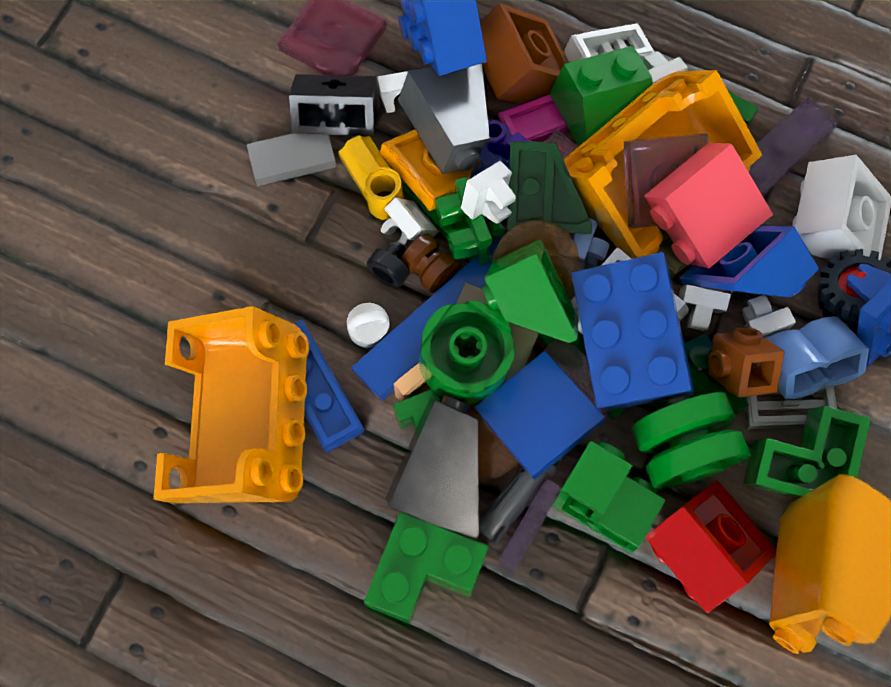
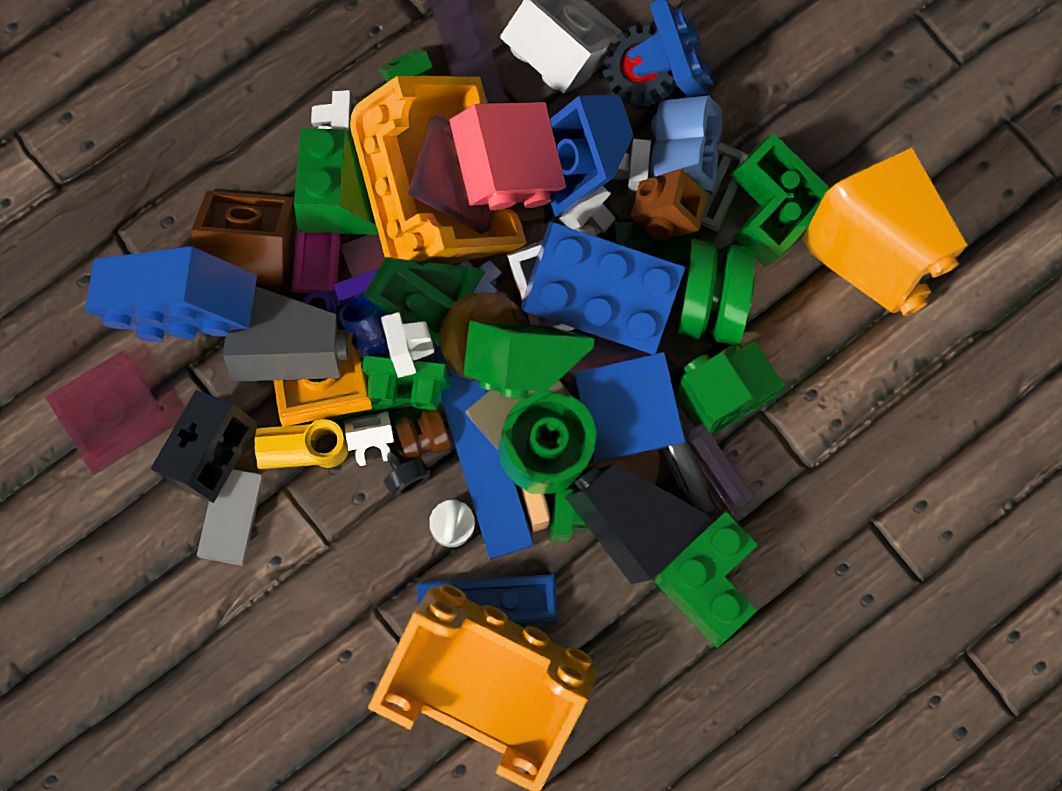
camera: 70 degrees left, 5 degrees up
(389, 87) = (208, 374): white tile -> none
(586, 44) = (271, 177): white slope -> none
(711, 546) = (807, 323): red slope -> none

